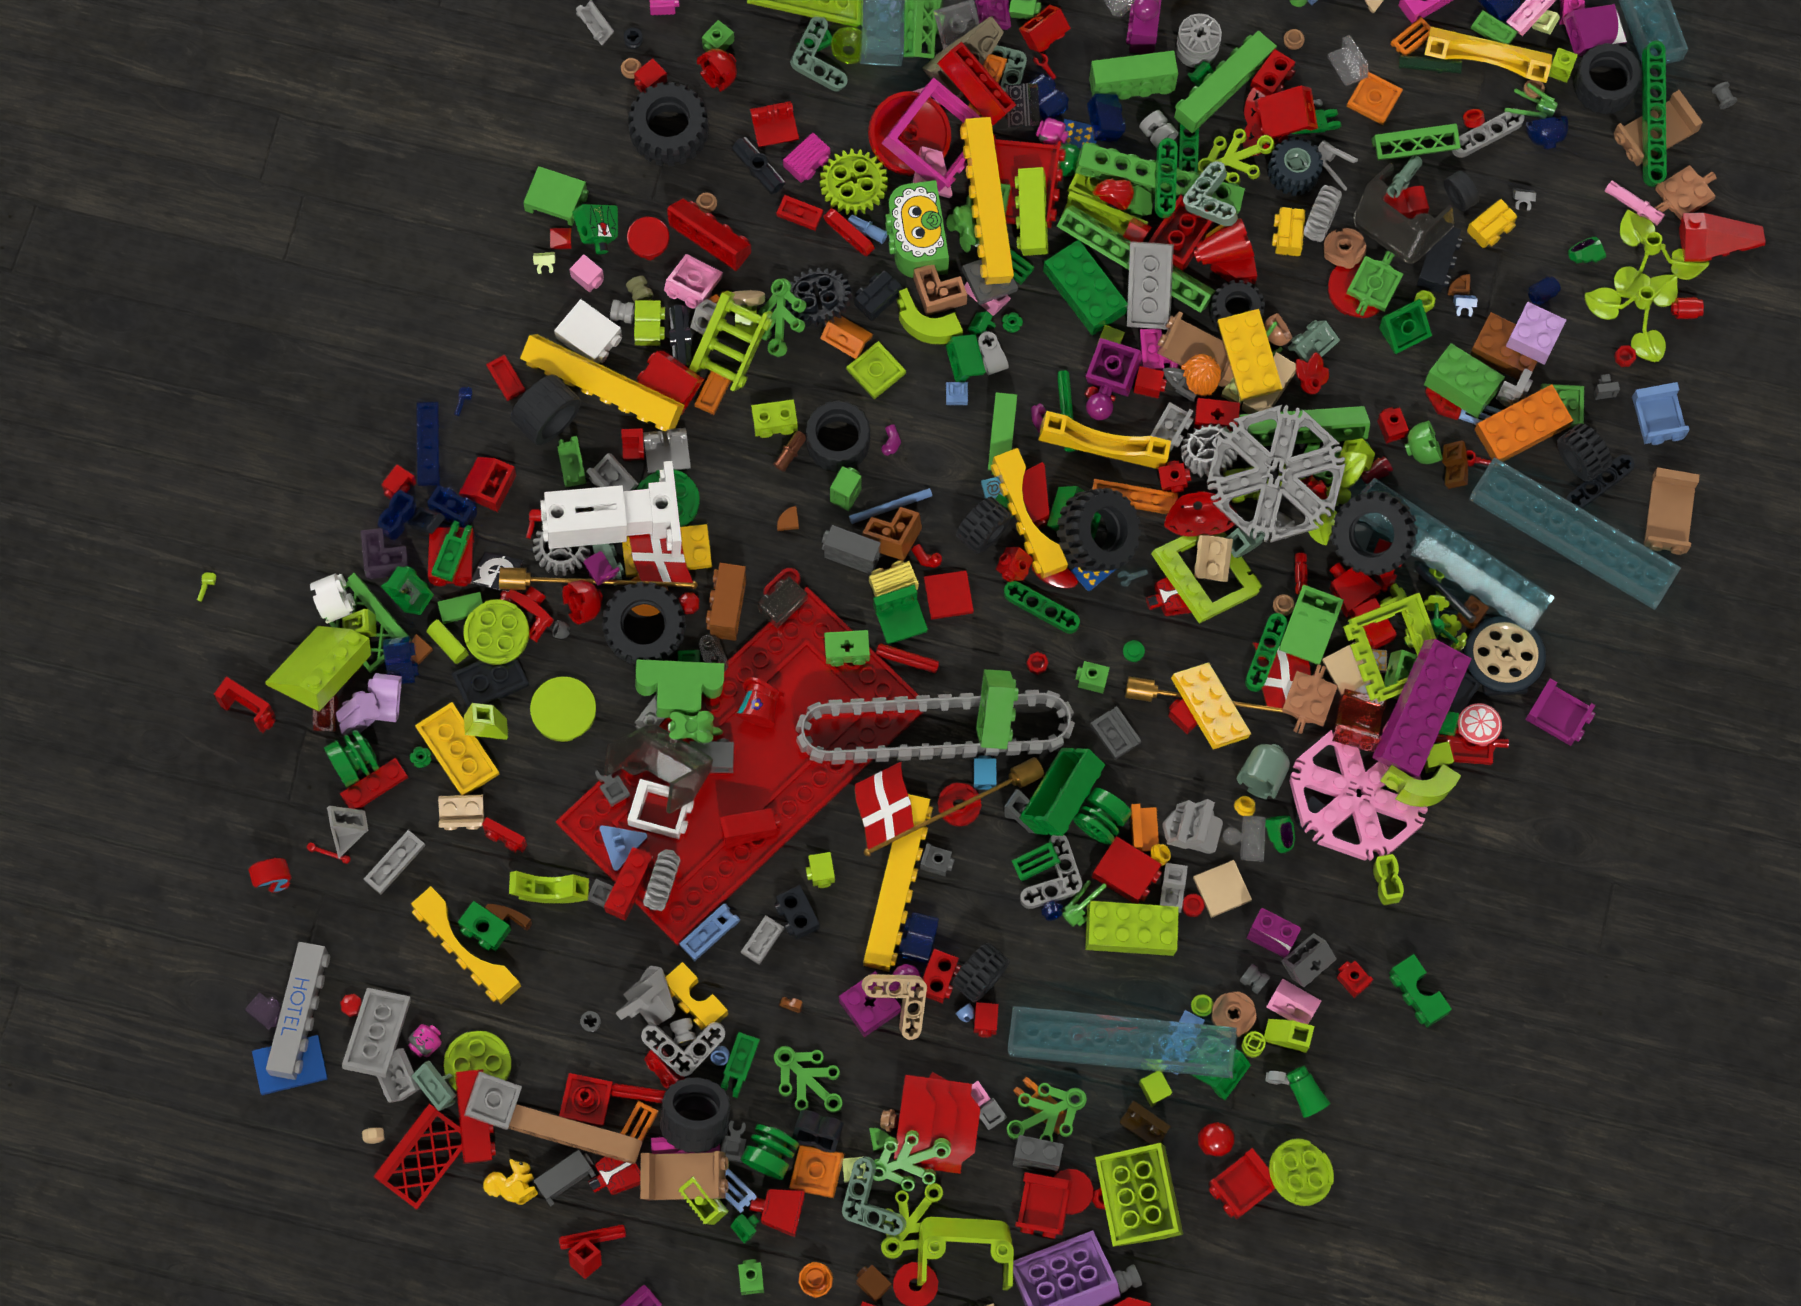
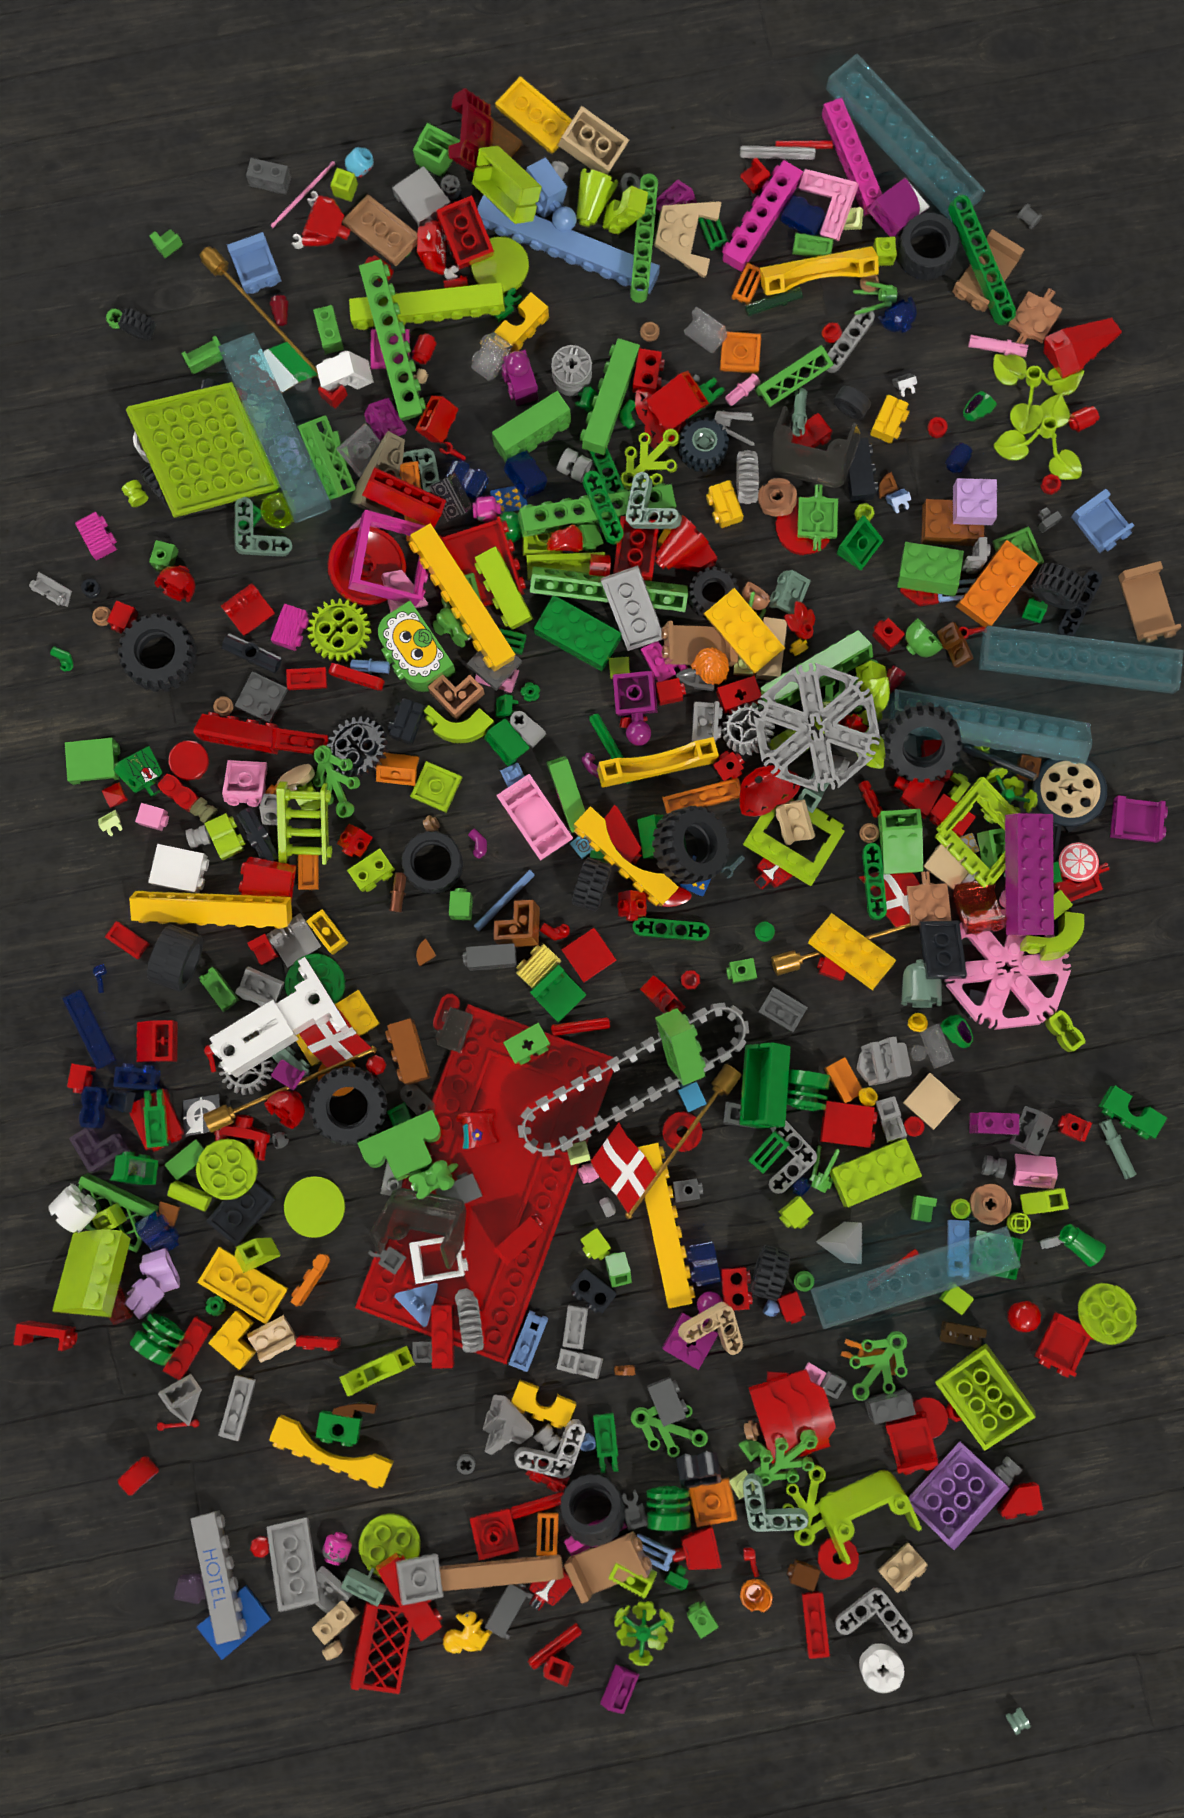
camera: 20 degrees left, 10 degrees up
(390, 1108) = (335, 1622): none -> tan bracket
(419, 793) = (229, 1340): none -> yellow brick
(526, 774) = (311, 1278): none -> orange hinge
(576, 90) = (65, 658): none -> green arm
(623, 261) = (178, 792): none -> red brick
(695, 1249) = (654, 1635): none -> lime plant
(703, 455) = (327, 932): none -> yellow brick
(747, 211) = (261, 697): none -> dark grey plate
(749, 977) = (579, 1363): none -> light grey slope
(762, 263) = (297, 741): none -> red plate
(771, 382) = (354, 841): none -> red brick
(818, 1049) = (667, 1401): none -> dark grey brick
(828, 1240) = (749, 1554): none -> red hand
(831, 902) = (618, 1269): none -> bright green brick
(846, 773) = (578, 1153): none -> yellowish green plate
(846, 799) = (587, 1173): none -> bright pink cone
(851, 840) = (607, 1206): none -> light grey tile
(854, 399) = (431, 824): none -> medium nougat plate
(958, 440) = (534, 817): none -> bright pink slope
(1000, 658) = (661, 995): none -> red slope
(1009, 1000) = (803, 1281): none -> bright green plate
(1033, 928) = (795, 1213): none -> lime brick
(1069, 983) = (844, 1242): none -> light grey slope
(1164, 986) = (922, 1208): none -> bright green panel
(1232, 106) = (626, 416): none -> green arm
(1297, 397) = (798, 647): none -> yellow plate
(1301, 743) = (942, 950): none -> black tile
(1359, 133) = (742, 389): none -> bright pink axle
(1388, 1020) = (1117, 1148): none -> sand green pin
(1537, 253) = (937, 427): none -> red tile
(1551, 467) = (1034, 610): none -> green tile

